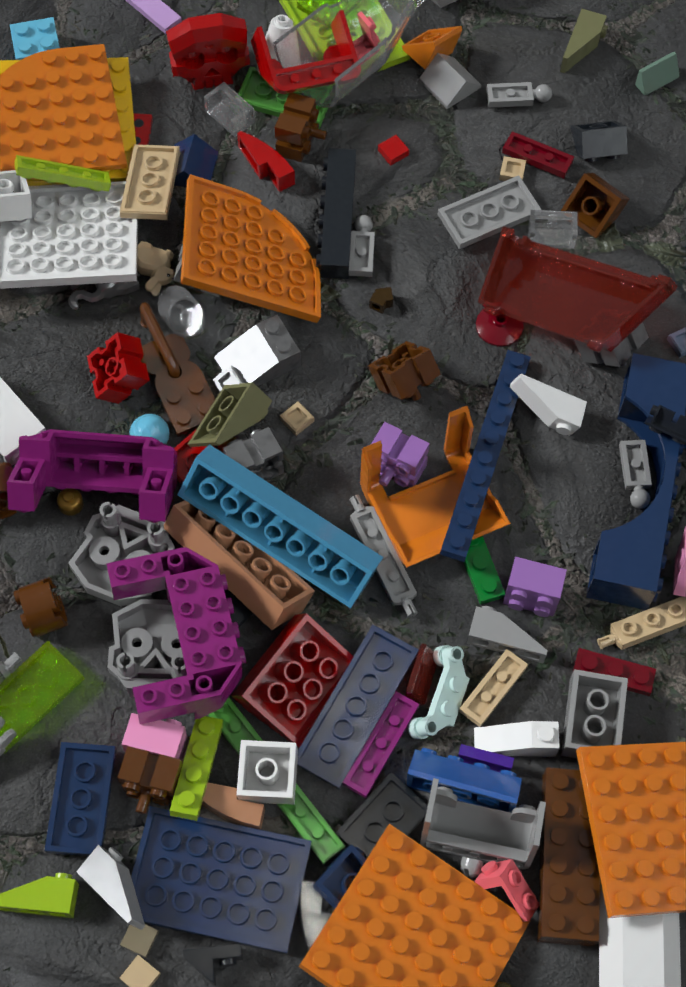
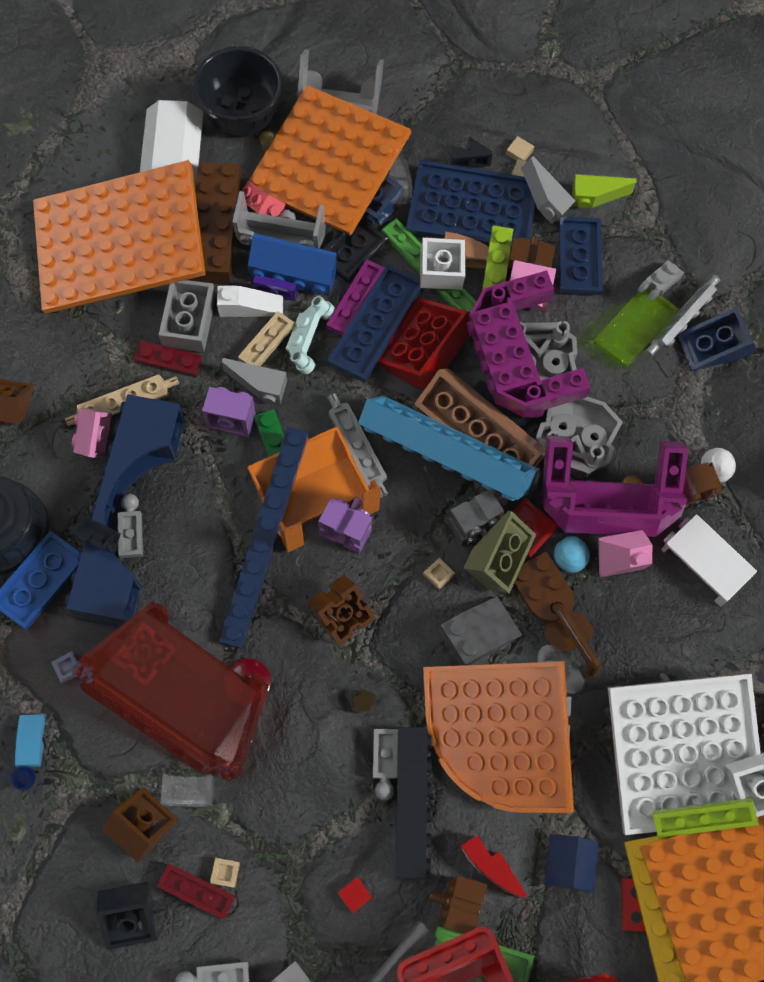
camera: 175 degrees right, 5 degrees up
(41, 607) = (637, 386): reddish brown brick -> none
(91, 412) = (624, 553): none -> bright pink slope
(118, 368) = (609, 602): red brick -> none
(150, 182) = (612, 823): tan tile -> none
(156, 264) = (592, 732): tan animal -> none
(227, 377) = (504, 604): tile -> none
(229, 109) = (538, 939): clear panel -> none
(421, 675) = (324, 349): clear red slope -> none
(488, 212) = (252, 812): light grey plate -> none
(551, 405) = (195, 580): white slope -> none

